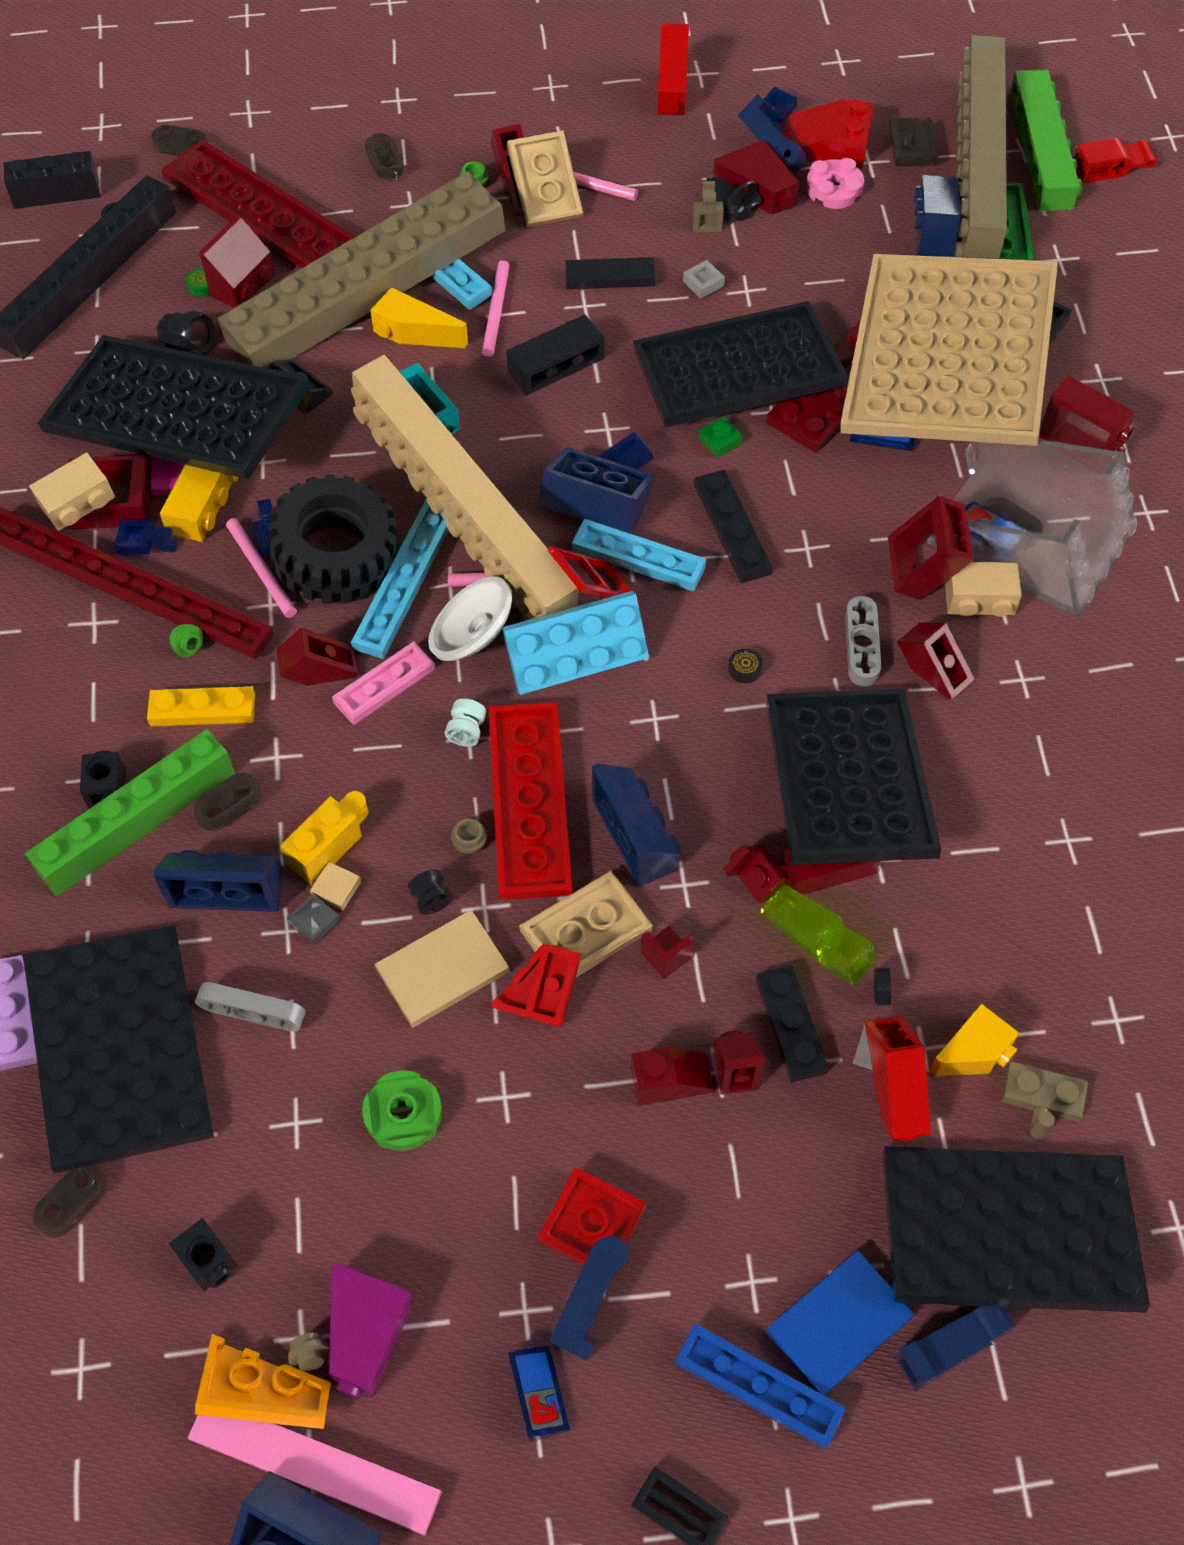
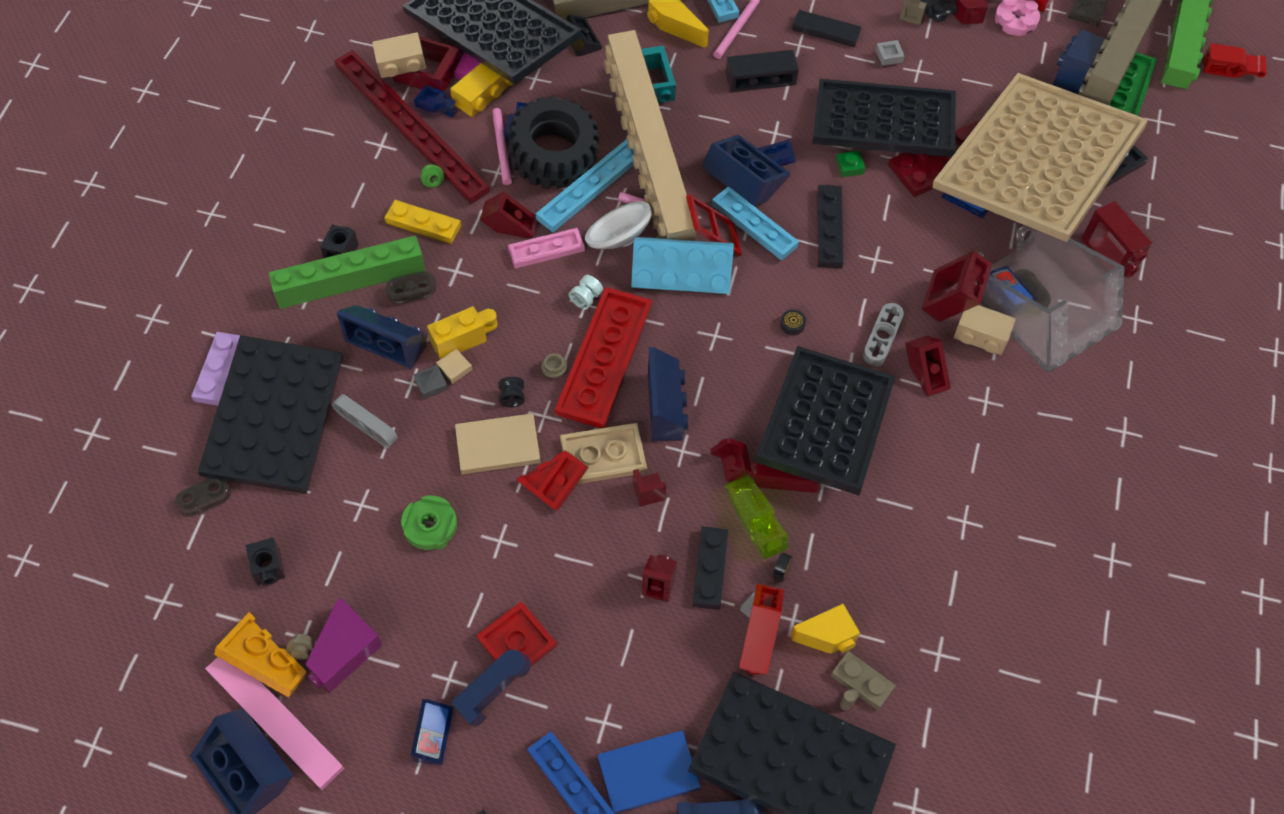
camera: 20 degrees right, 0 degrees up
(670, 1075) = (612, 568): dark red slope -> none

